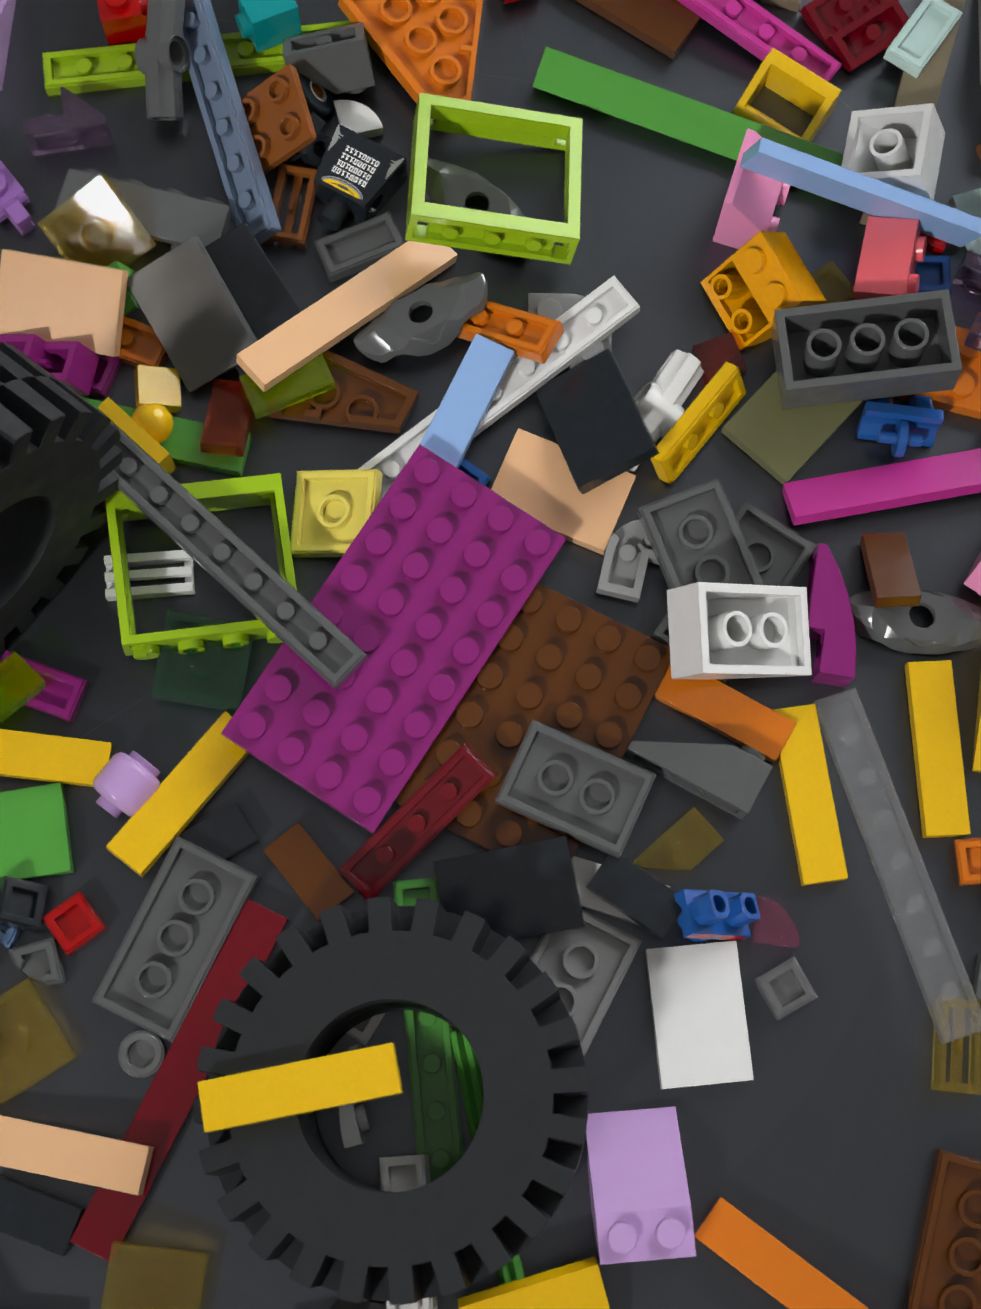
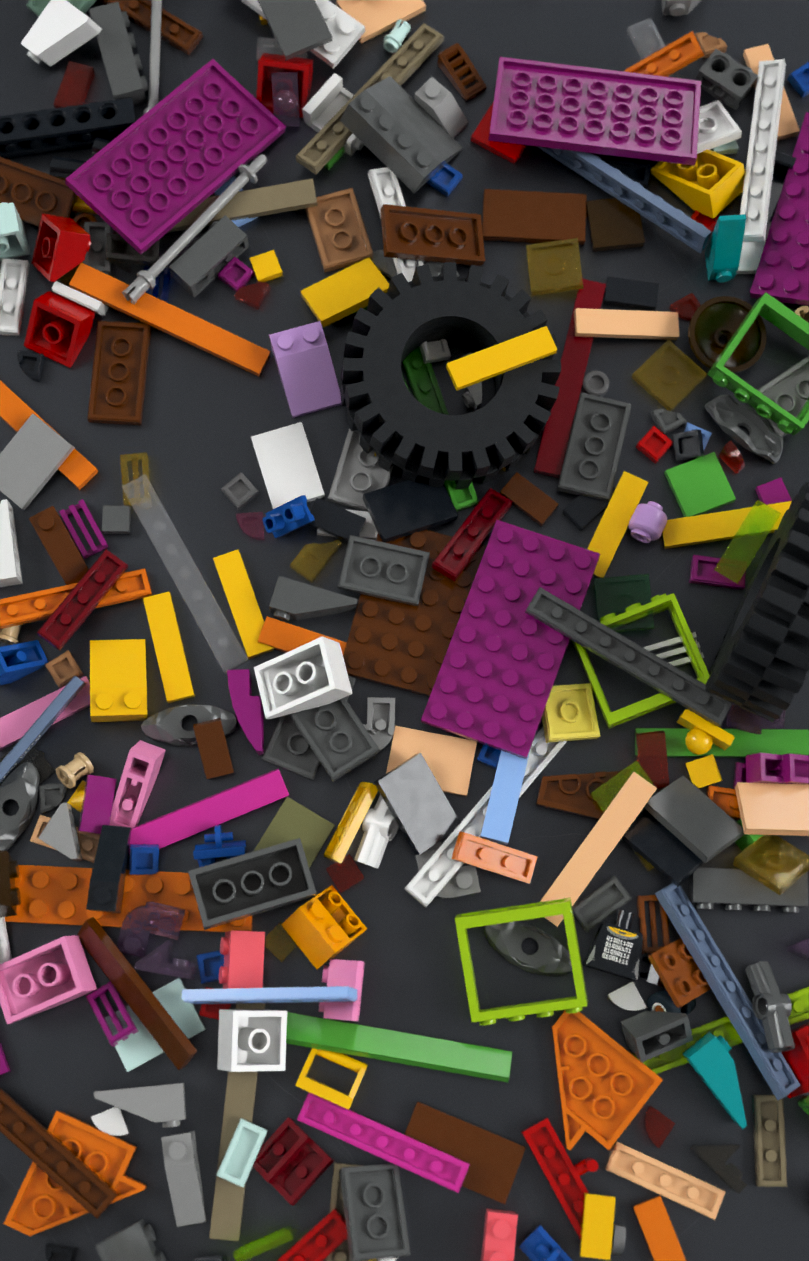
camera: 170 degrees right, 0 degrees up
(452, 306) = (528, 866): dark grey piece -> none

